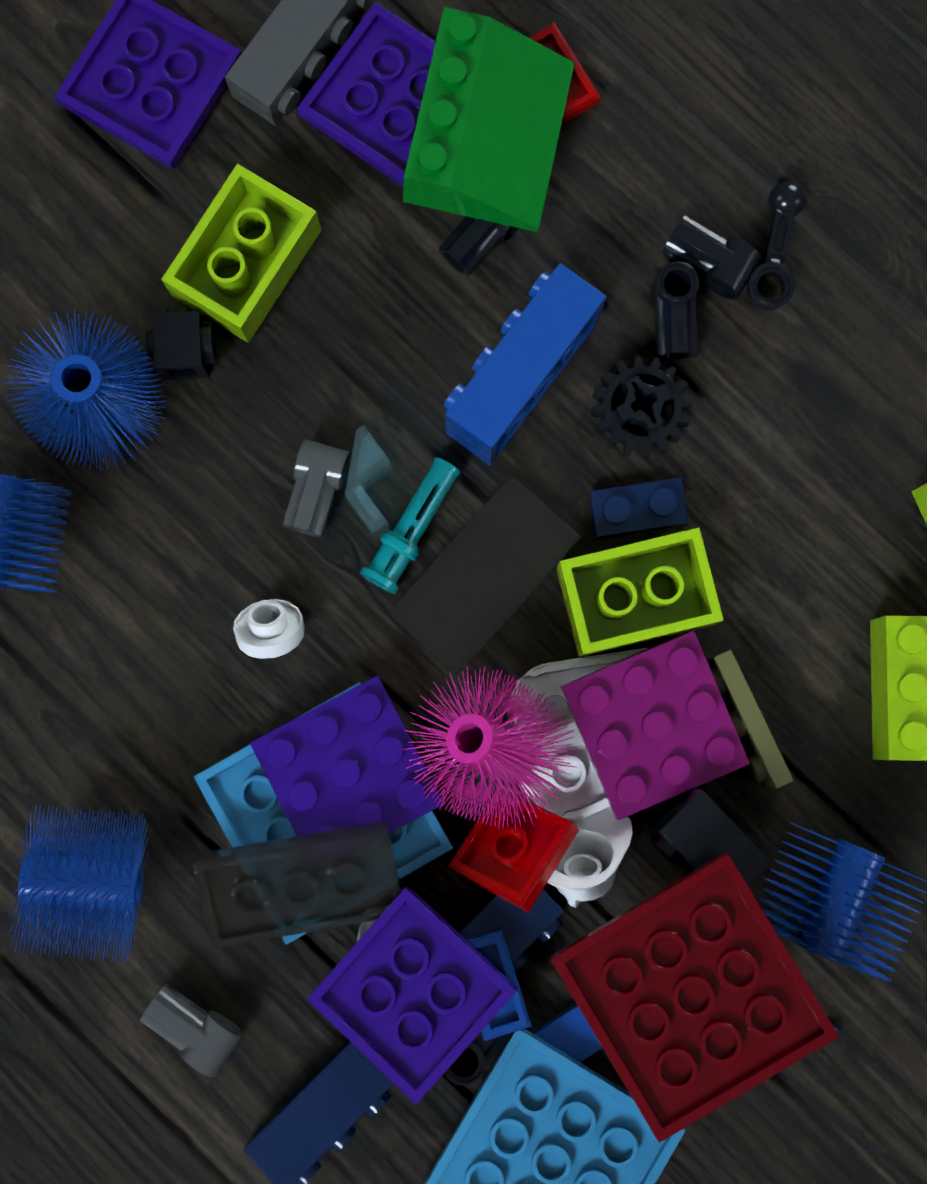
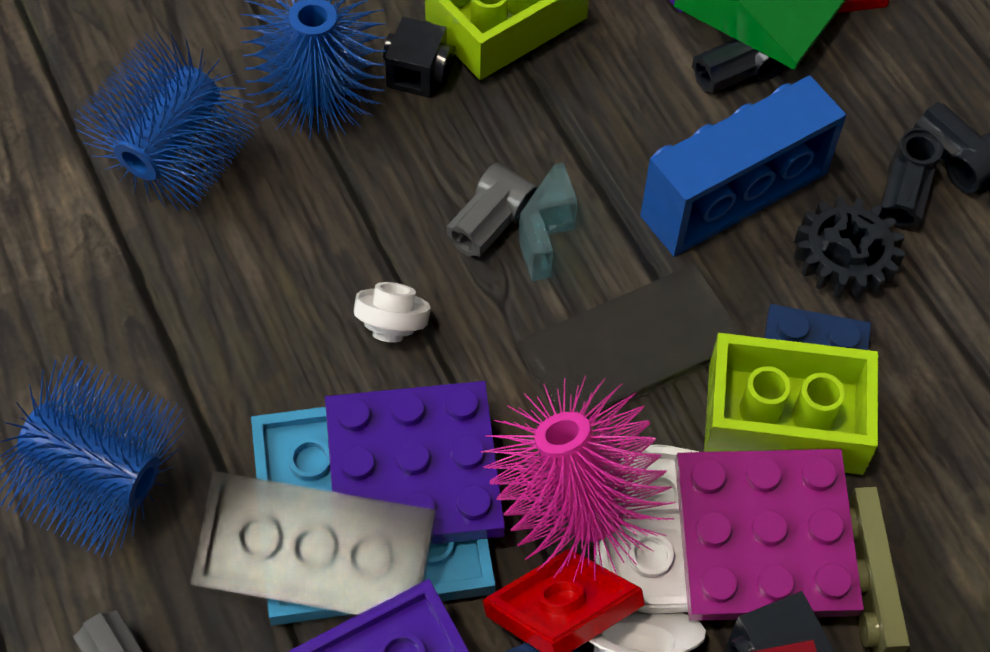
camera: 20 degrees right, 25 degrees down
(439, 477) = (557, 285): teal pin -> none

